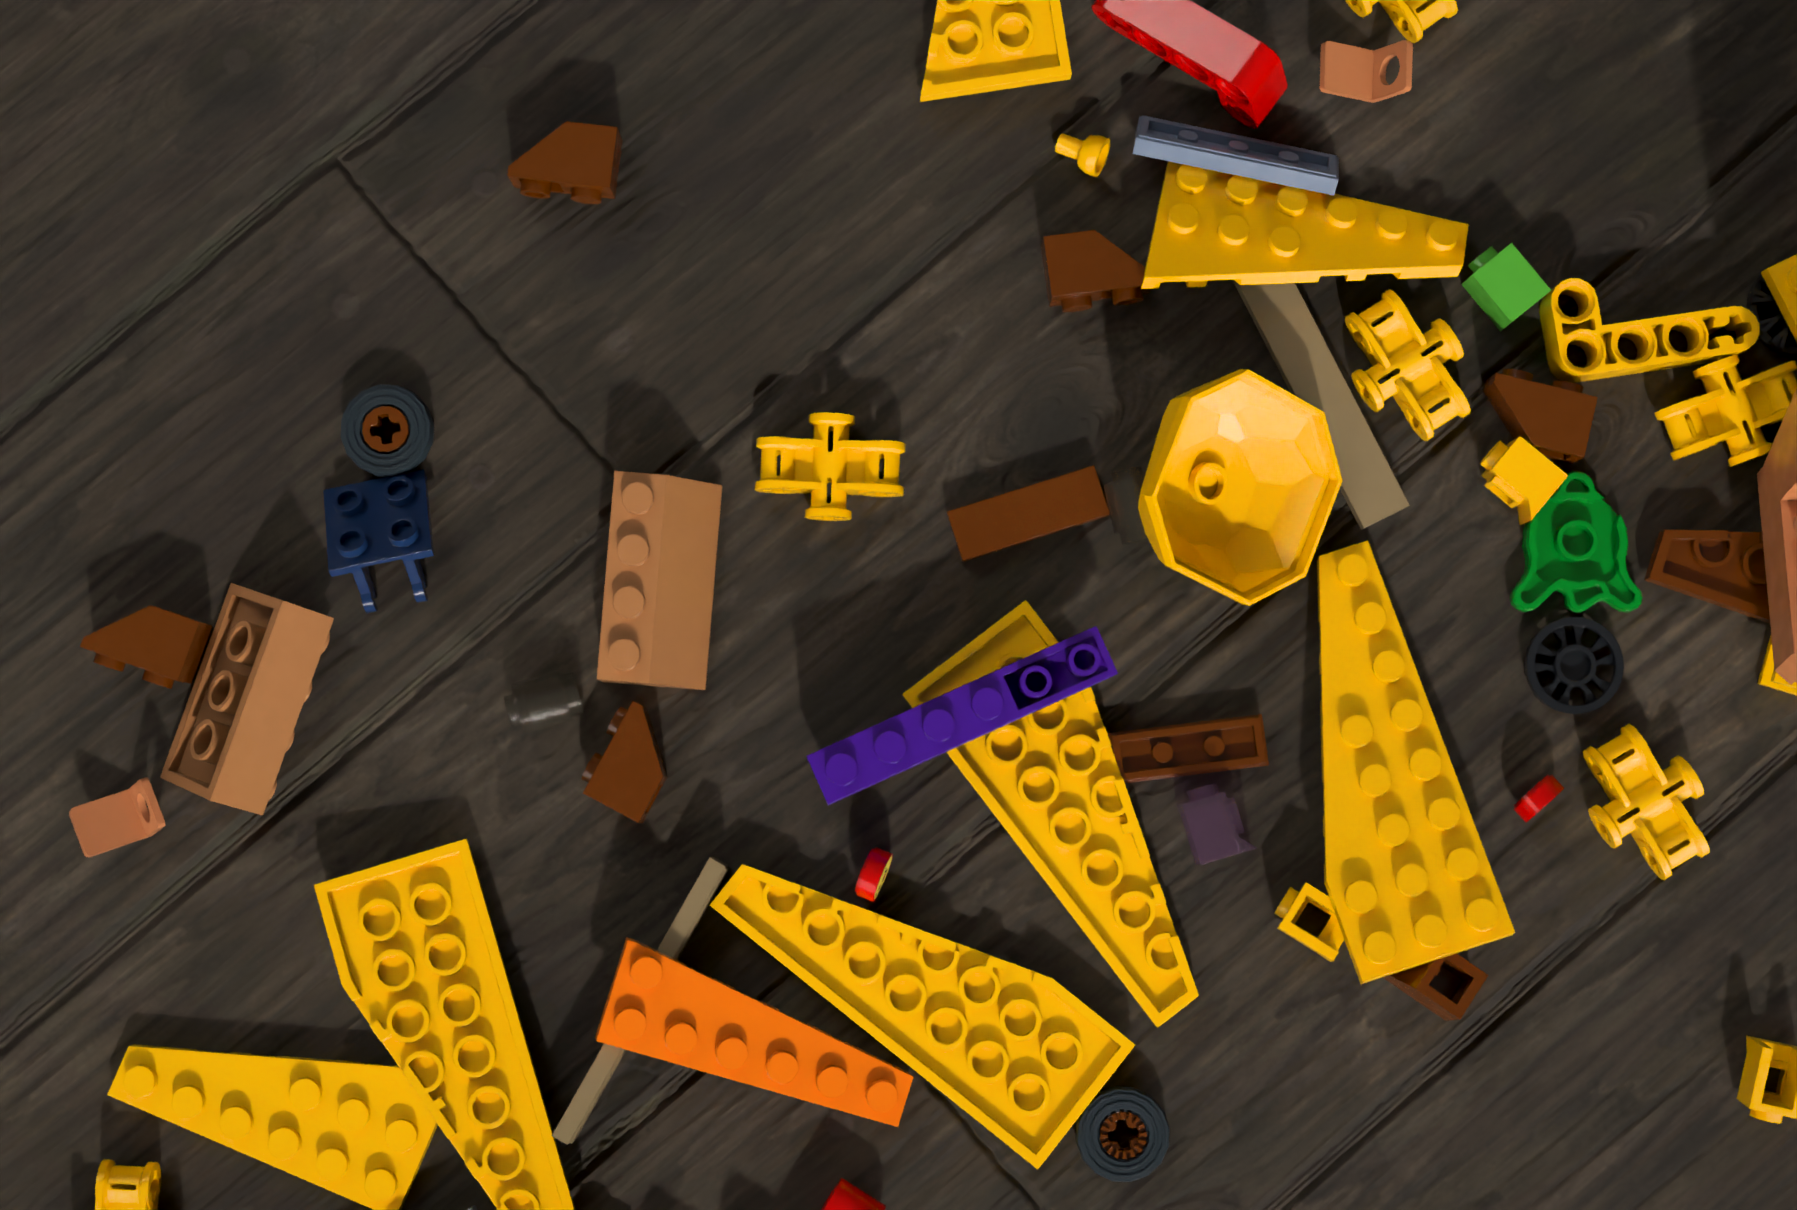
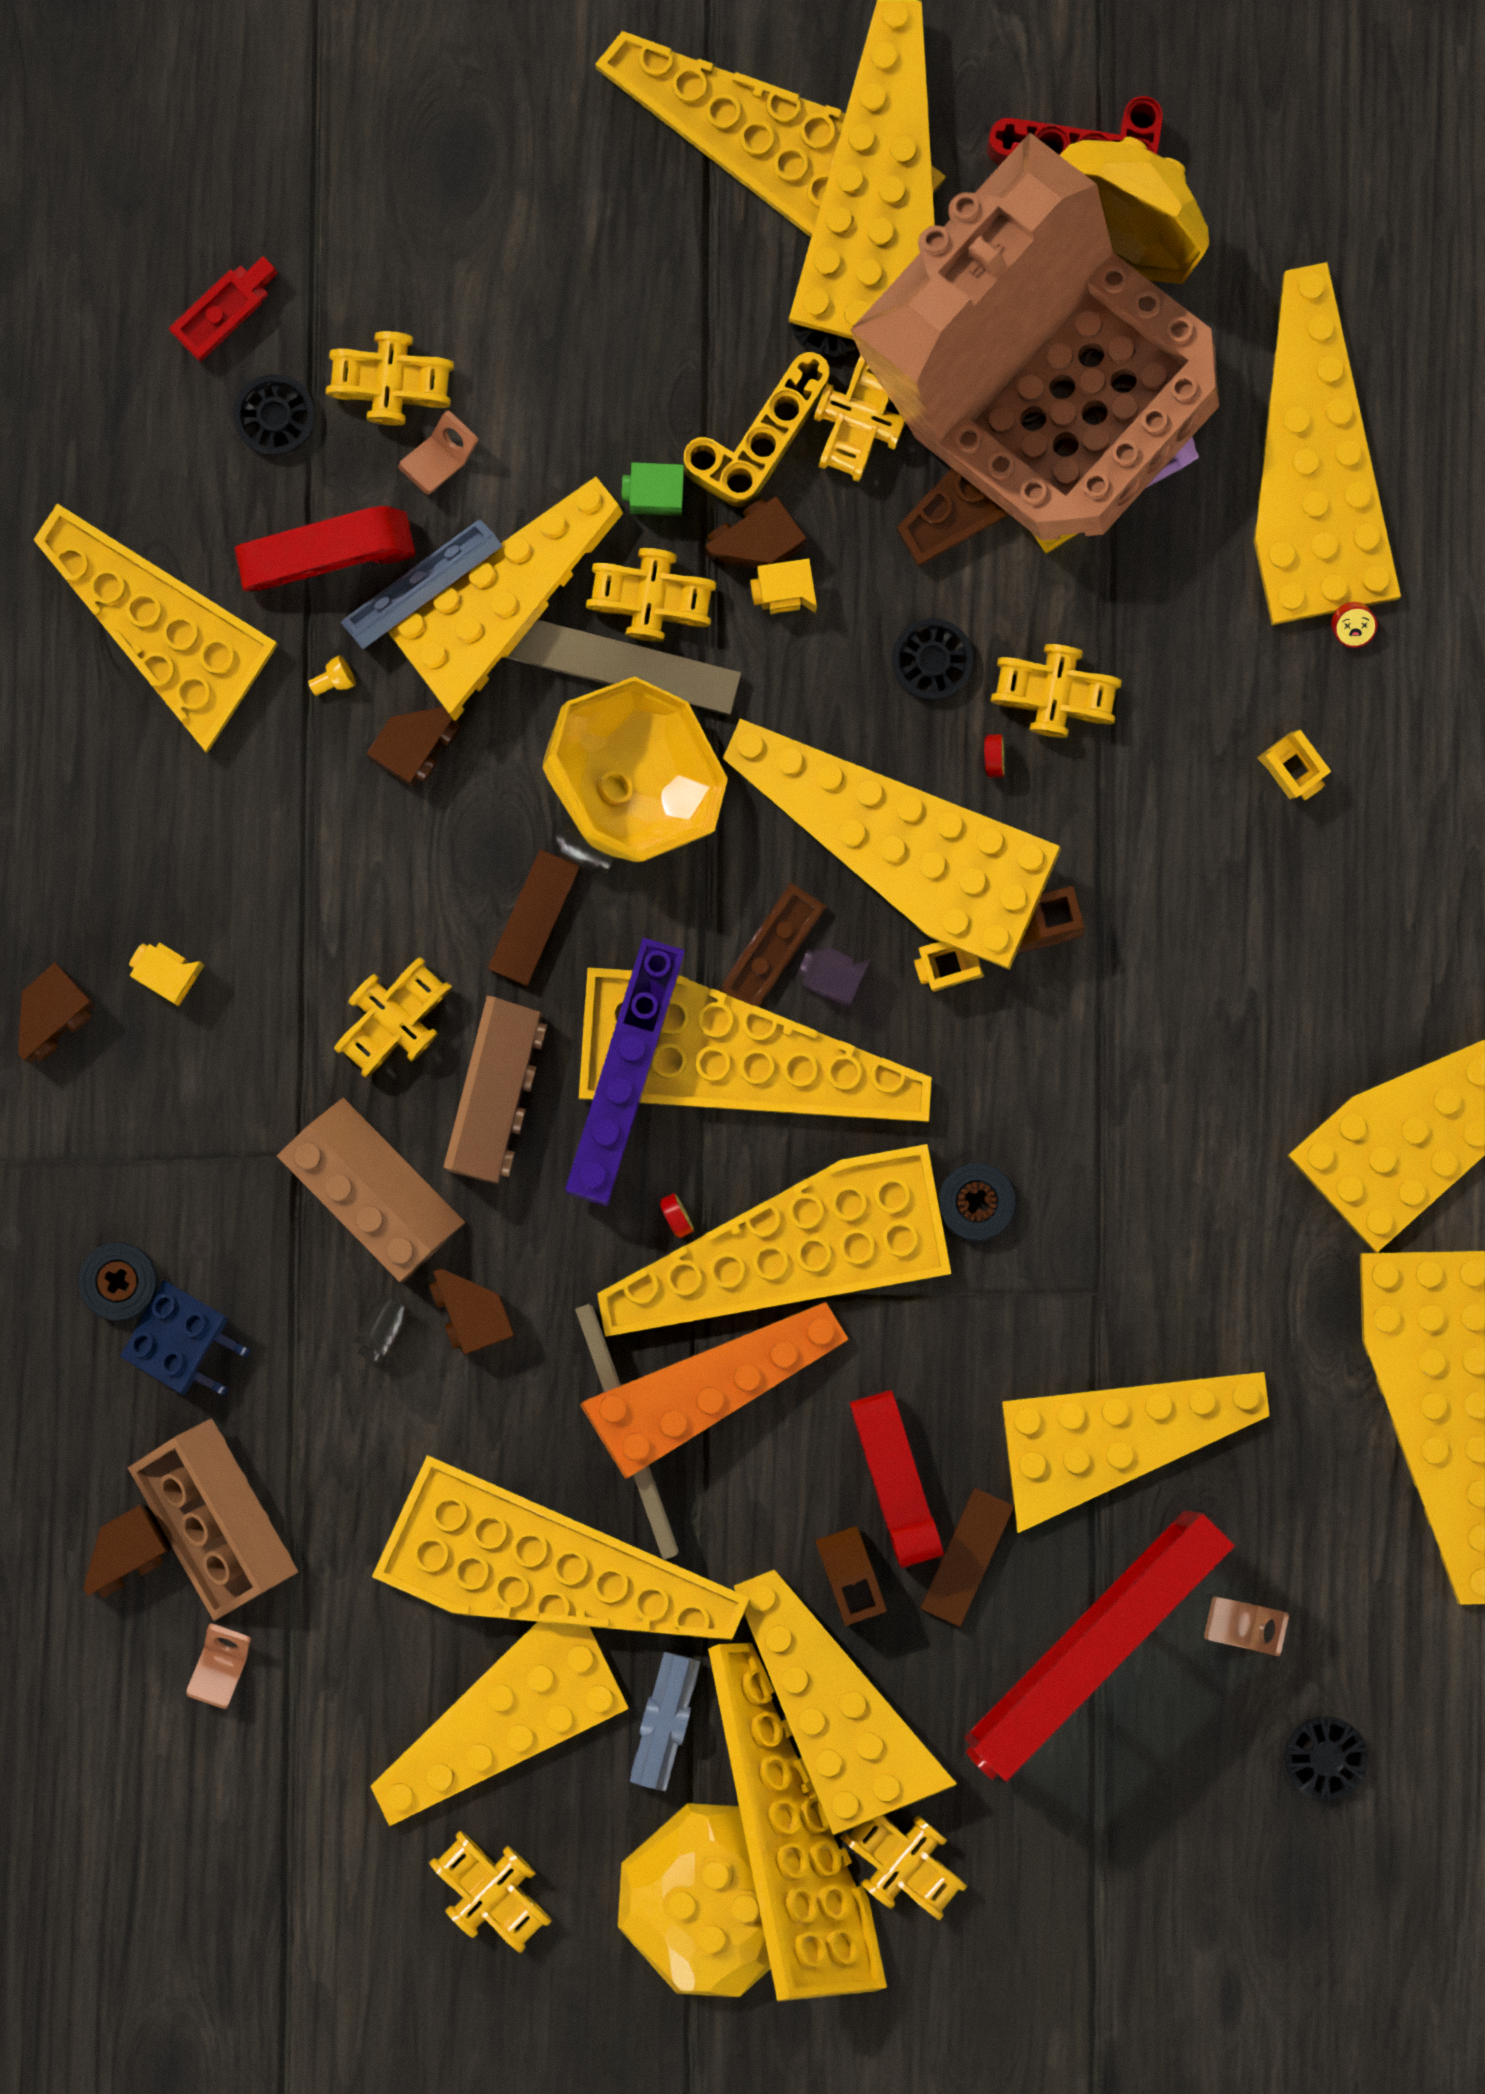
camera: 55 degrees left, 0 degrees up
(694, 232) = (164, 971): none -> yellow window
(841, 613) = (494, 1090): none -> medium nougat slope
(1578, 550) = (862, 591): green tile -> none

